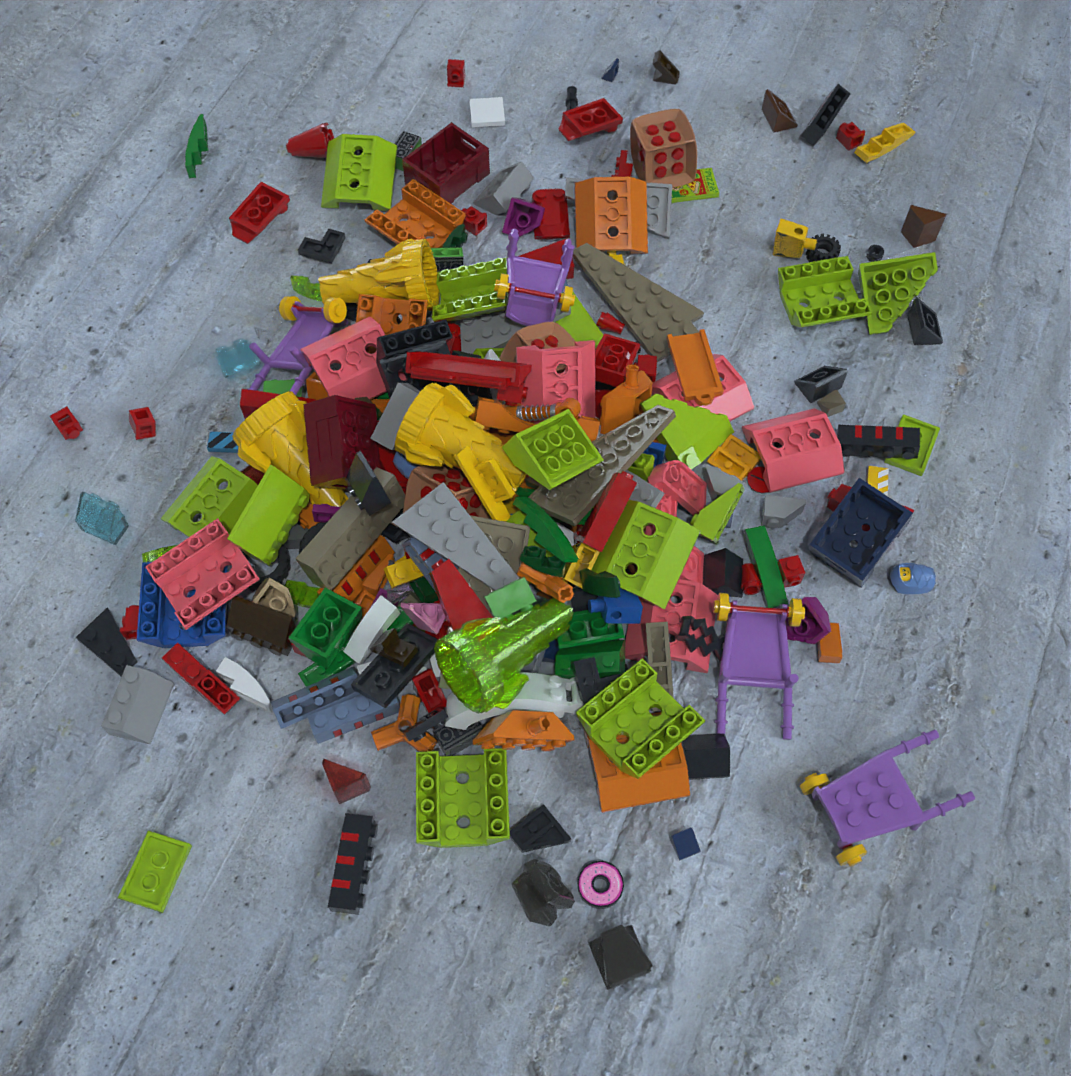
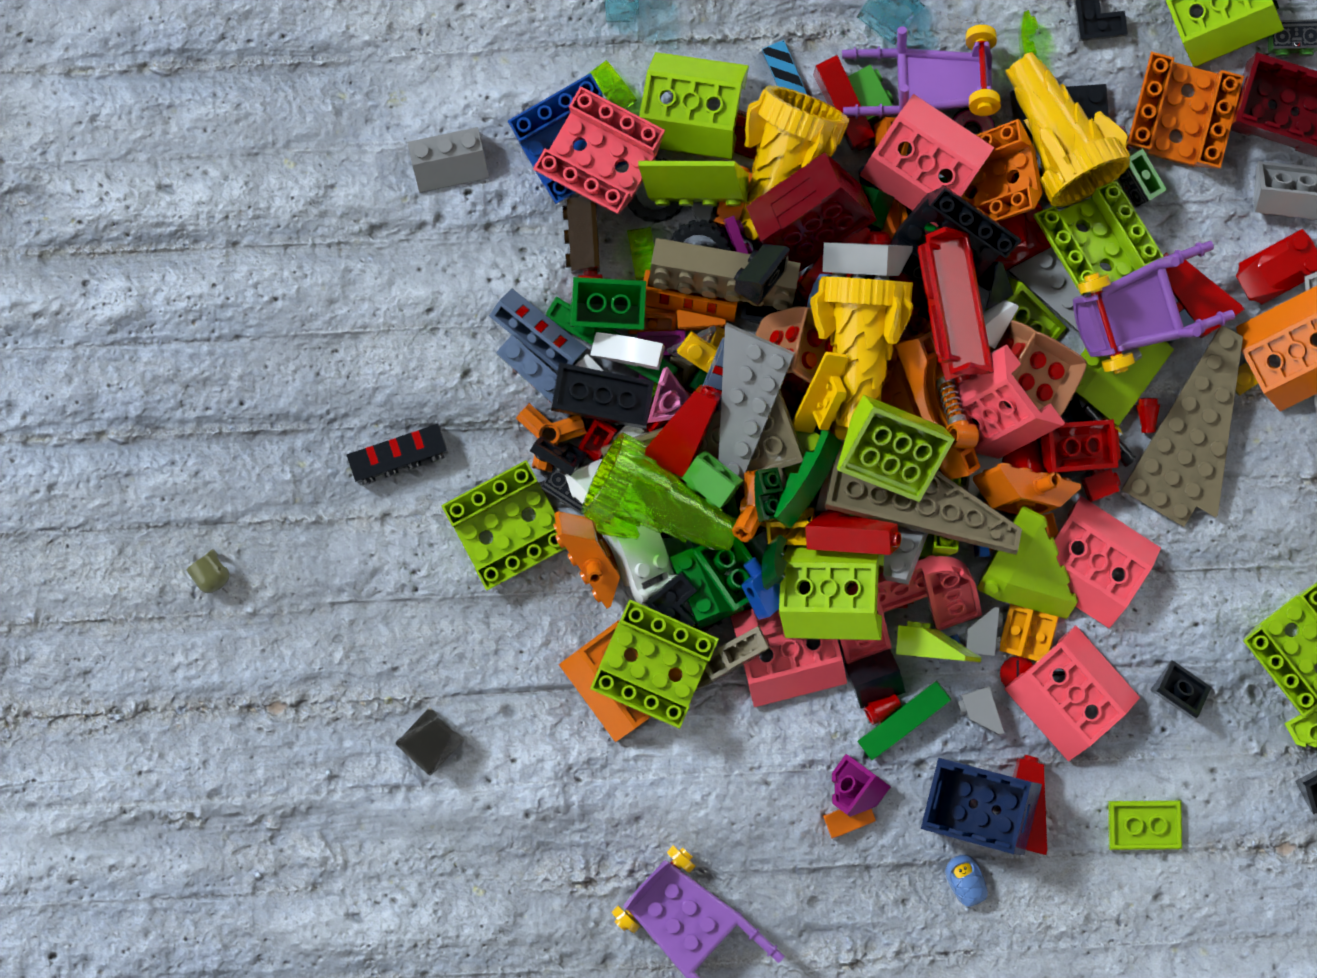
camera: 60 degrees right, 25 degrees up
(107, 642) = (497, 85): black wing -> none
(130, 622) = (528, 98): red brick -> none
(155, 871) = (306, 274): lime tile -> none
(200, 679) = (502, 205): red slope -> none
(243, 684) = (518, 251): white slope -> none
(275, 597) = (614, 231): tan slope -> none
(345, 781) = (465, 404): clear red slope -> none
(394, 648) = (616, 385): dark brown slope -> none
(456, 238) = (1184, 173): dark green slope -> none
(474, 220) = (1220, 183): red brick -> none
(522, 216) = (1257, 236): magenta slope -> none
(538, 831) = (510, 613): black wing -> none
(541, 892) = (452, 644): clear smoke piece -> none
(594, 897) = (492, 708): tile -> none
(685, 843) = (564, 757): dark blue slope -> none
(693, 643) = (784, 704): black piece -> none
(695, 367) = (1118, 542): orange piece -> none
(707, 756) = (663, 743): black slope -> none
(756, 652) = (796, 747): medium lavender piece -> none
(791, 570) = (908, 749): red brick -> none
(832, 403) = (1156, 714): dark tan slope -> none
(878, 478) = (1070, 803): yellow tile -> none
(879, 441) = (1122, 785): black brick -> none

